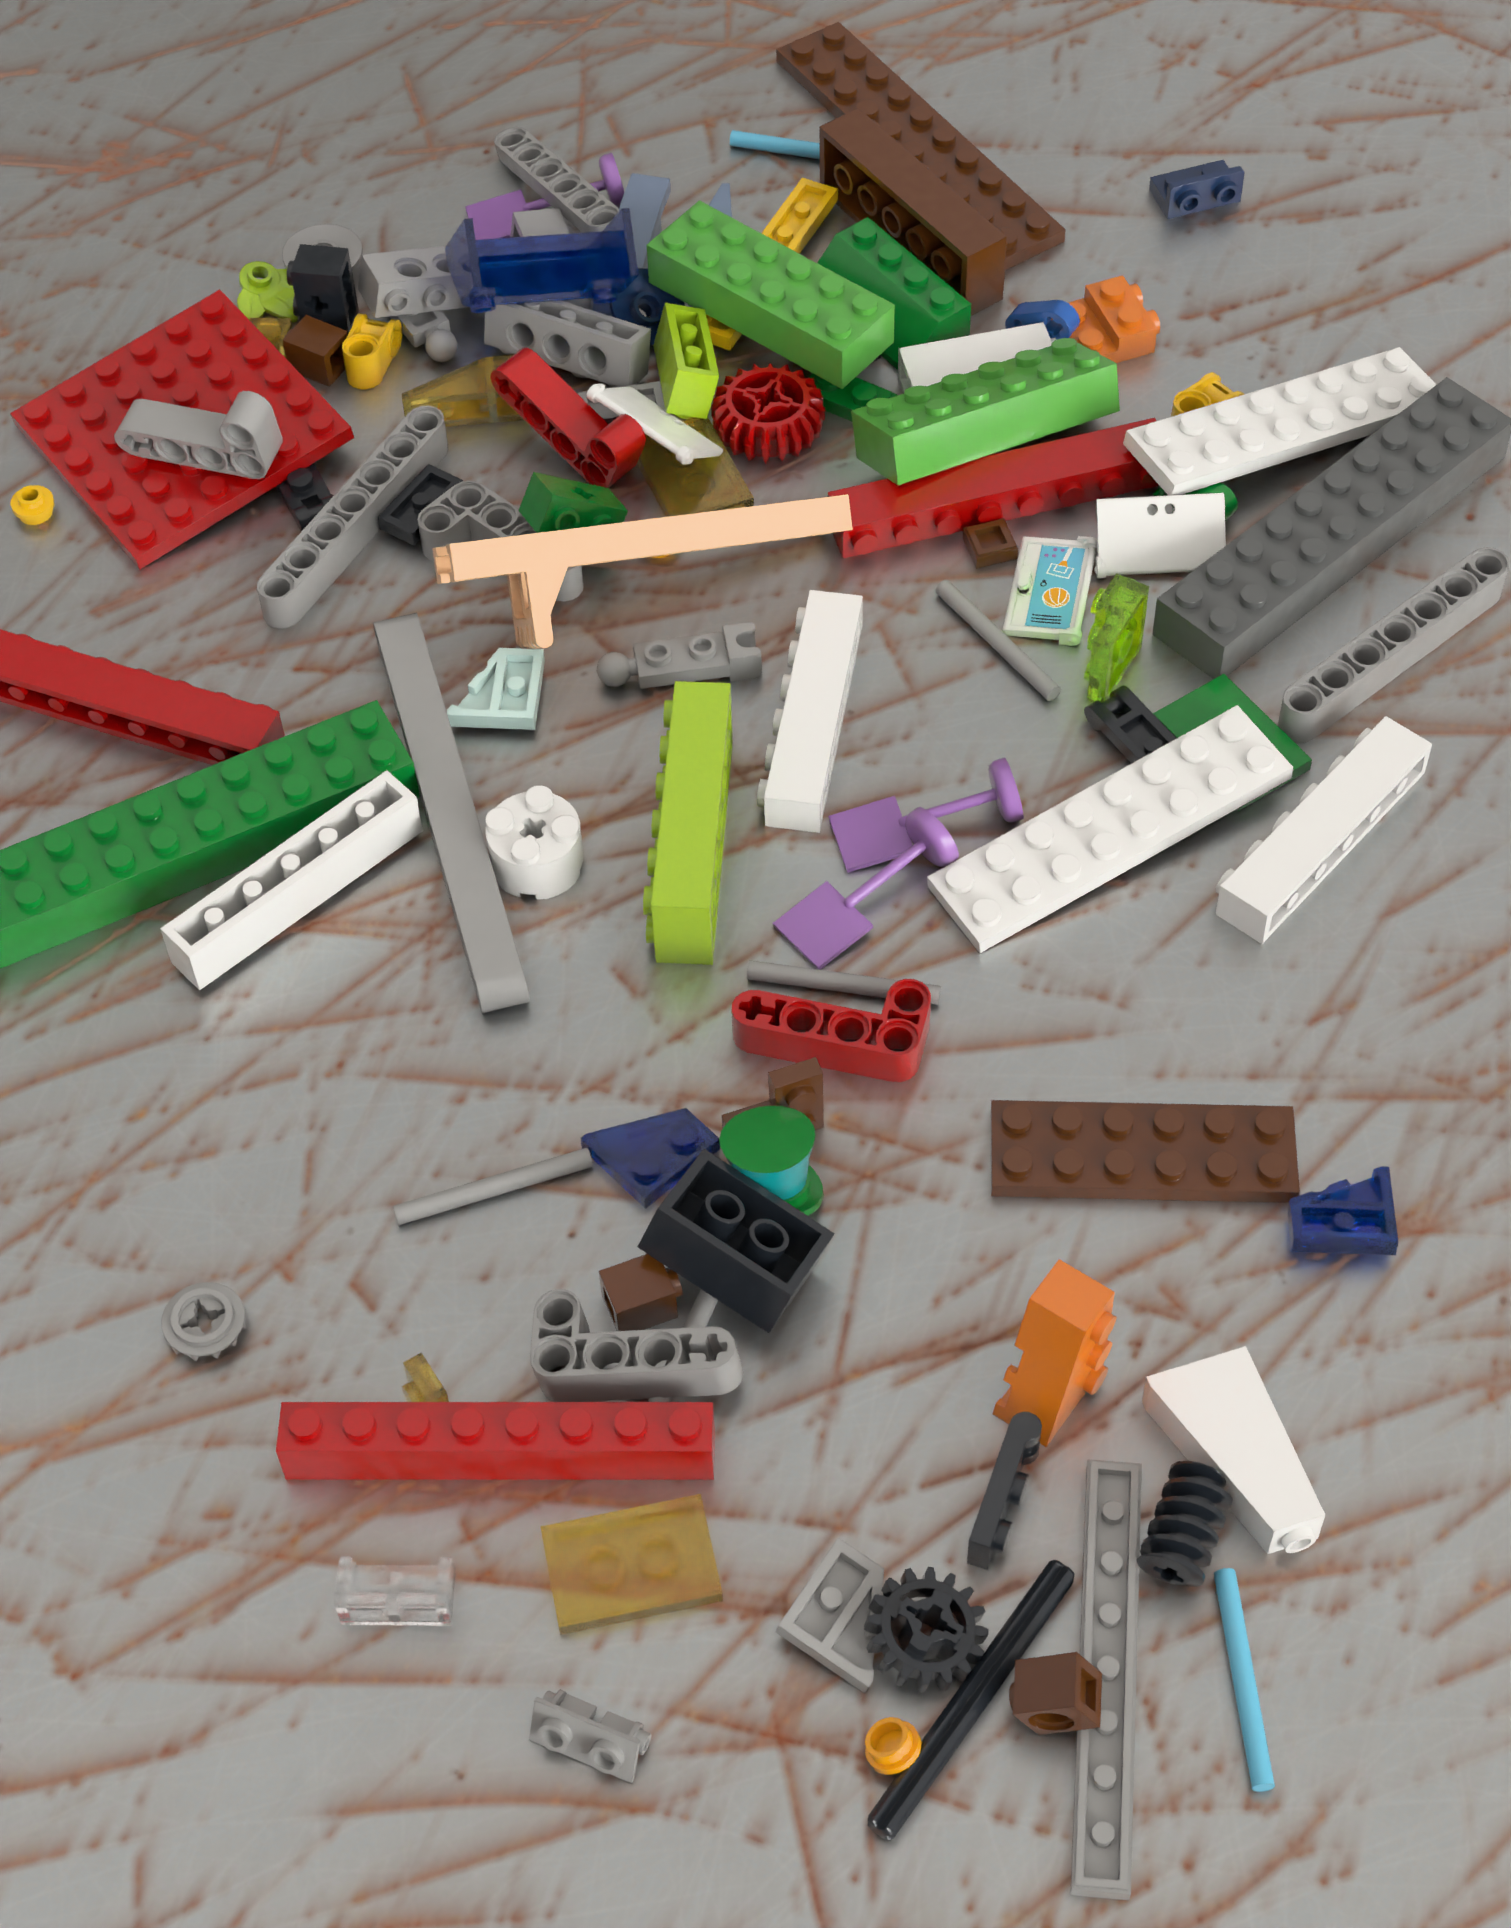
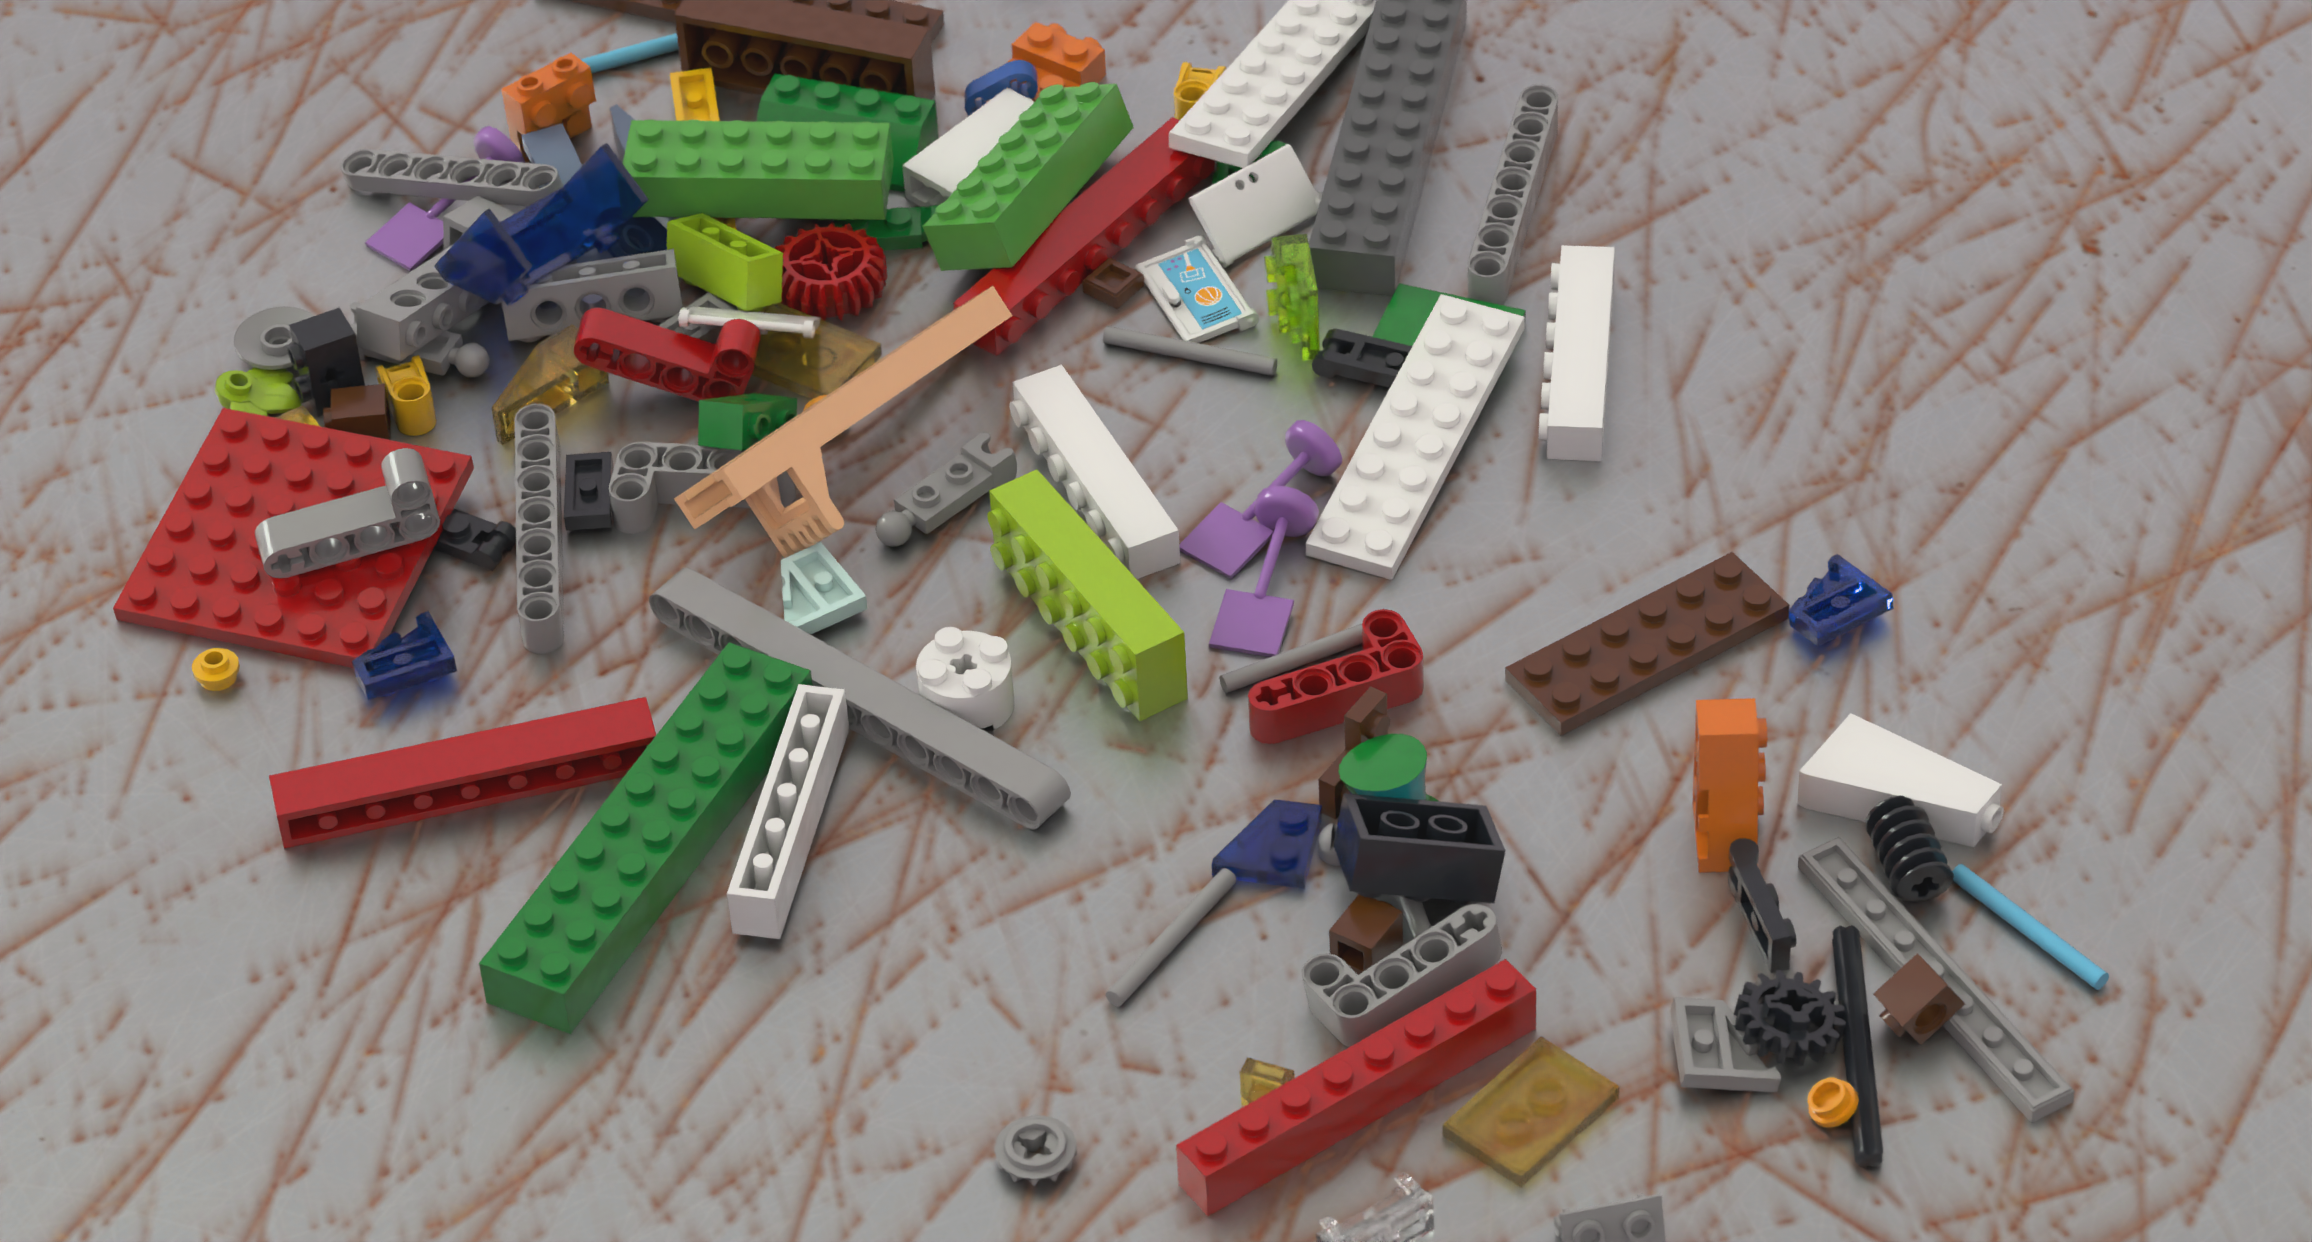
camera: 35 degrees left, 10 degrees down
(160, 574) = (405, 660): none -> clear blue wing
(678, 152) = (550, 97): none -> orange plate

